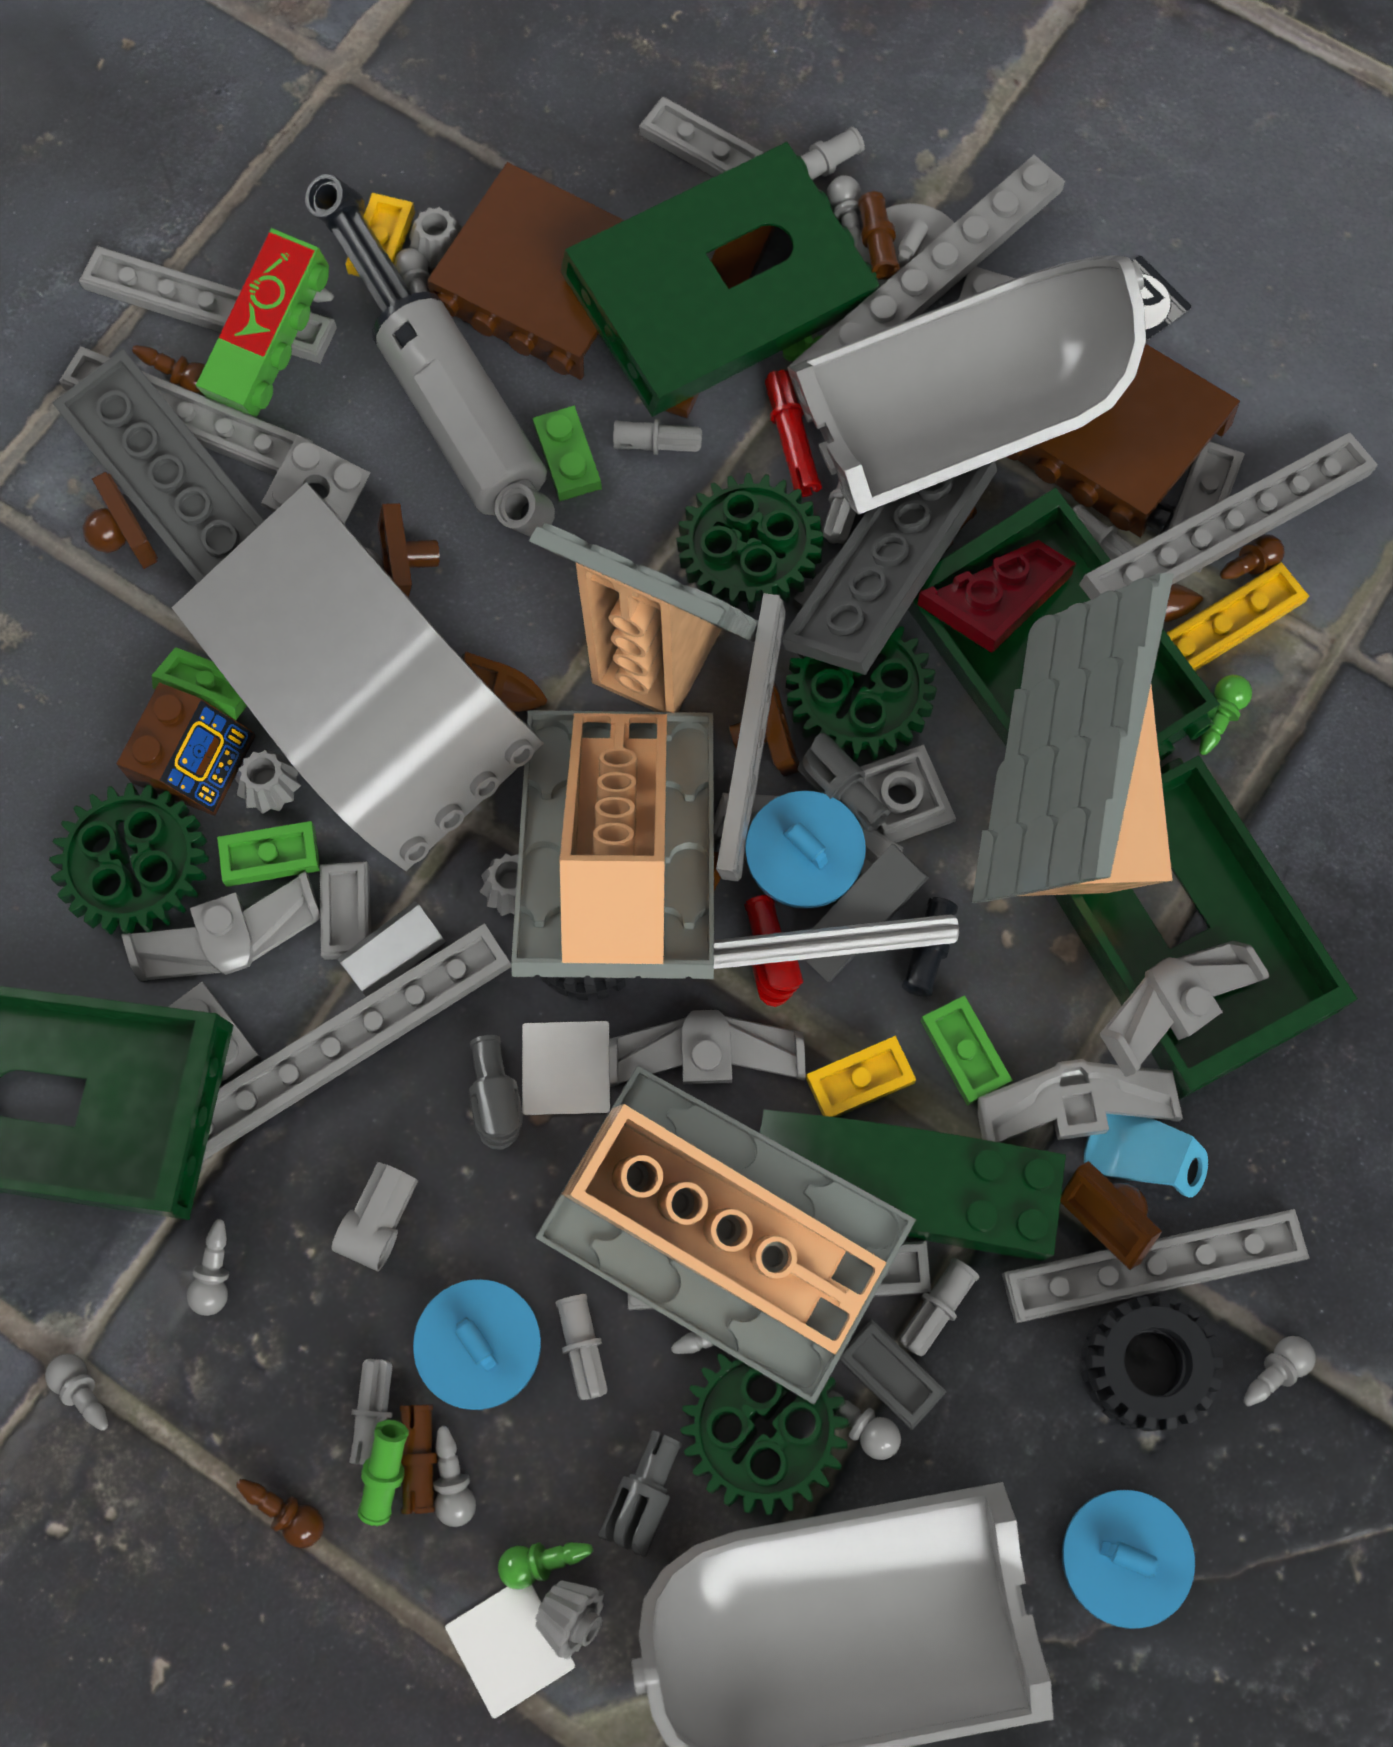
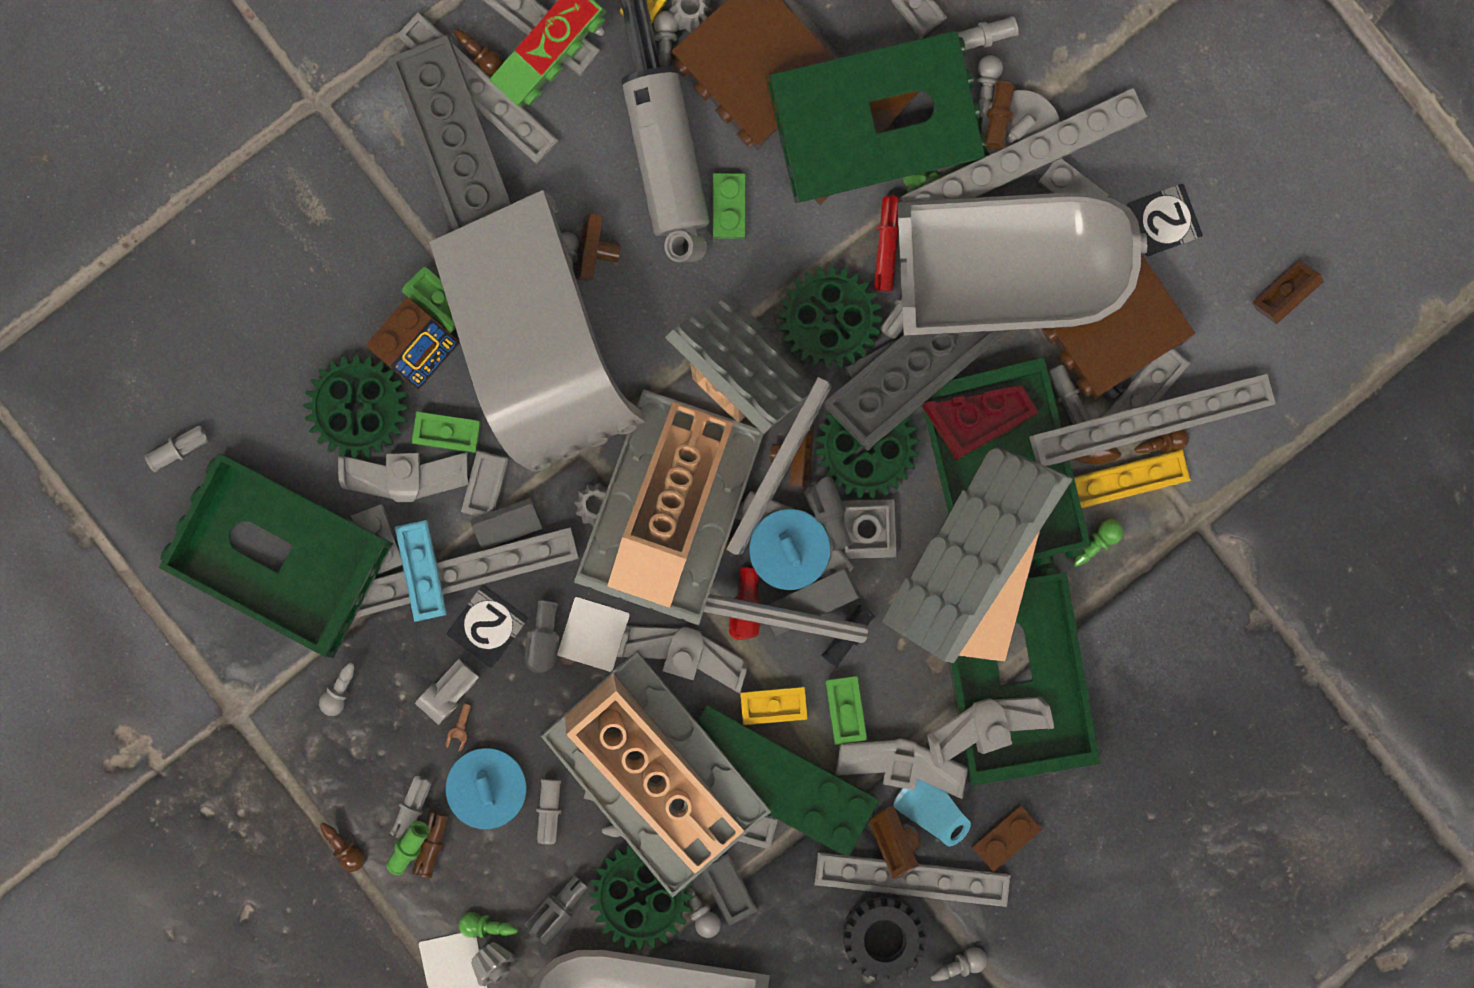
camera: 15 degrees right, 15 degrees up
(70, 1380) = (235, 725): light grey bar -> none
(111, 526) = (408, 162): reddish brown tile -> none
(266, 781) = (456, 382): light grey piece -> none
(285, 1051) = (421, 570): none -> medium azure tile
(316, 465) = (545, 160): light grey piece -> none
(407, 1108) = (487, 626): none -> sticker
(410, 1272) = (458, 731): none -> nougat hand
(455, 1501) = (445, 874): light grey bar -> none
(507, 683) = (628, 364): reddish brown plate -> none
(656, 437) = (794, 216): light grey axle -> none
(938, 1307) = (770, 860): light grey axle -> none
(1266, 1159) = (1006, 838): none -> reddish brown plate
(1331, 330) = (1288, 292): none -> reddish brown plate

